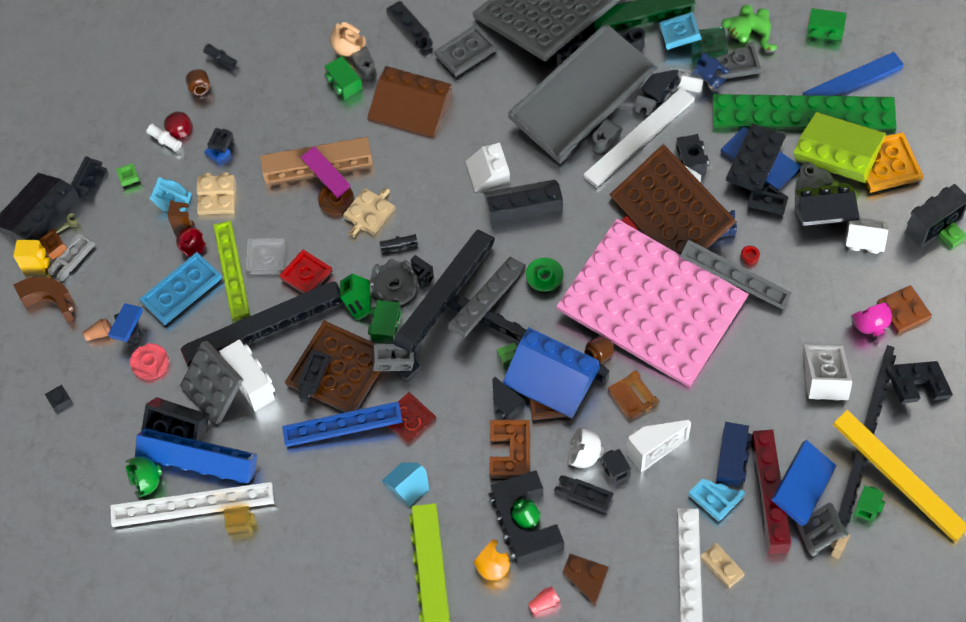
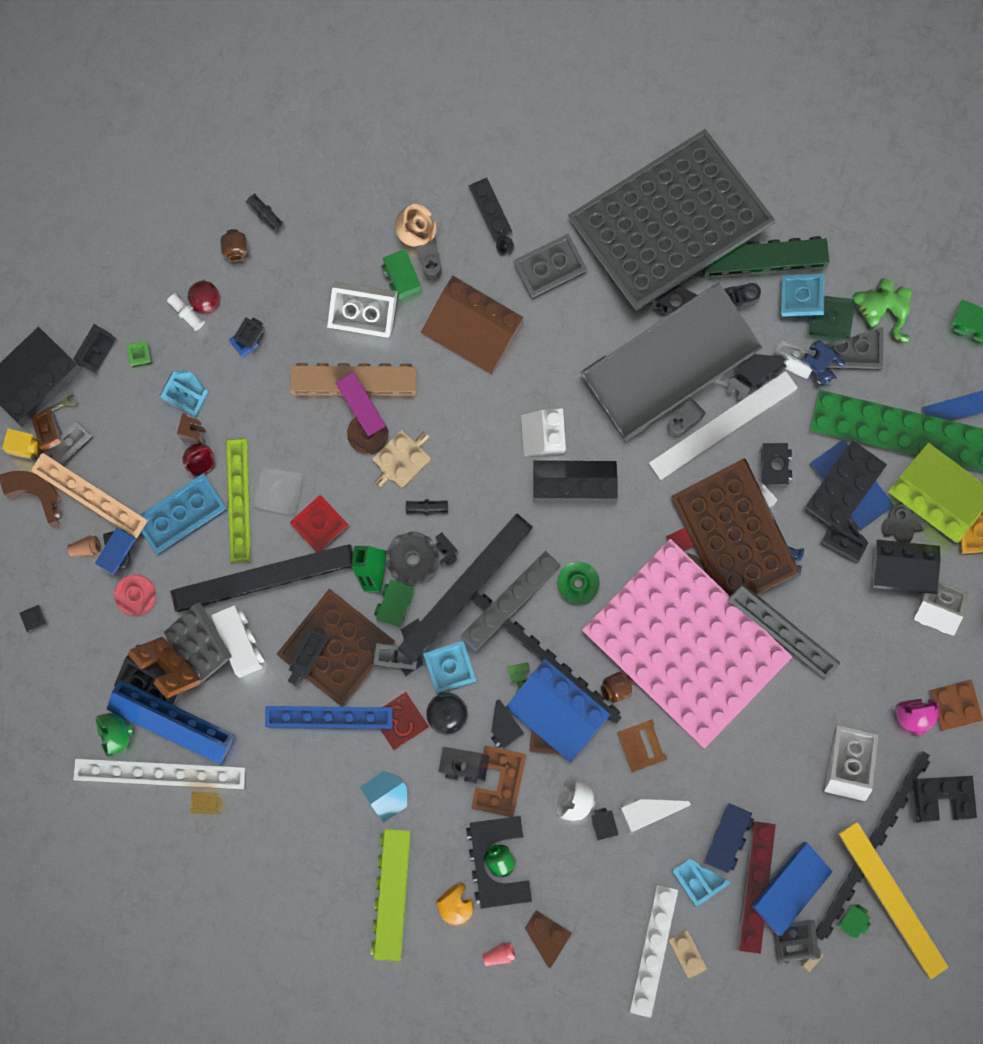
camera: 10 degrees right, 20 degrees up
(97, 284) = (89, 495): none -> light nougat plate
(191, 408) = (179, 674): none -> dark orange plate
(216, 194) = (234, 400): tan plate -> none
(314, 103) = (362, 309): none -> white brick
(444, 363) = (449, 667): none -> medium azure plate
(450, 402) = (447, 713): none -> black cylinder
(483, 431) = (475, 764): none -> black brick
(585, 493) = (567, 848): black hinge -> none
(749, 255) = (808, 603): red tile -> none

